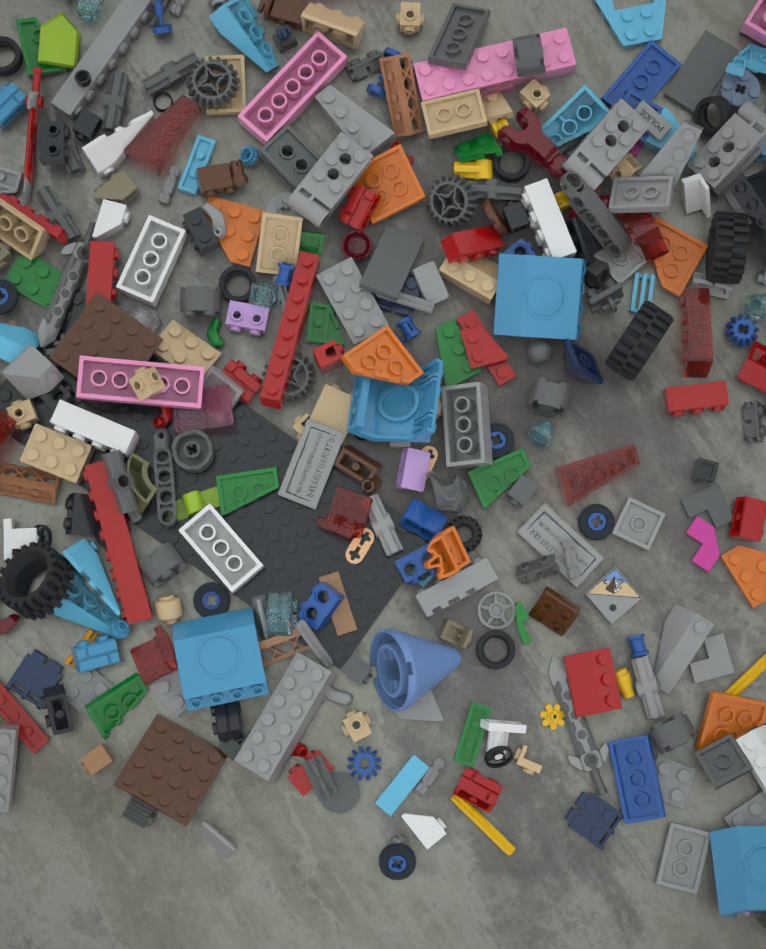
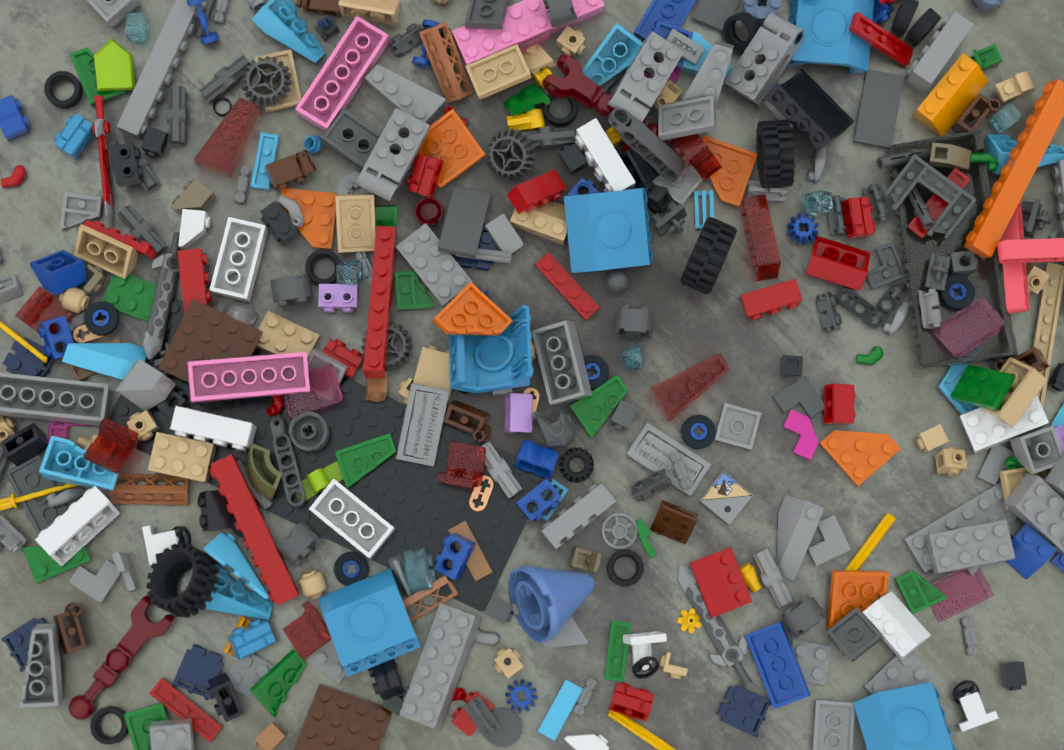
camera: 10 degrees left, 0 degrees up
(83, 78) = (143, 98): black hinge -> none
(107, 152) = (179, 163): white wedge -> none
(119, 629) = (270, 611): dark azure plate -> none
(123, 494) = (240, 462): dark grey piece -> none
(146, 383) = (255, 376): tan brick -> none
(213, 335) = (308, 318): green arm -> none
(270, 419) = (376, 389): none -> medium nougat brick
(285, 273) = (366, 249): blue bush -> none
(314, 643) = (454, 592): light grey axle -> none
(328, 356) = (421, 320): red brick -> none
(408, 328) = (491, 281): blue bush -> none
(447, 553) = (564, 486): orange plate -> none
(453, 354) = (542, 301): green wing -> none
(481, 348) = (562, 287): red wing -> none
(495, 216) = (553, 161): reddish brown tile -> none
(581, 364) = (658, 286): dark blue slope -> none
(637, 645) = (756, 540): blue bush -> none
(696, 194) = (738, 108): white panel -> none

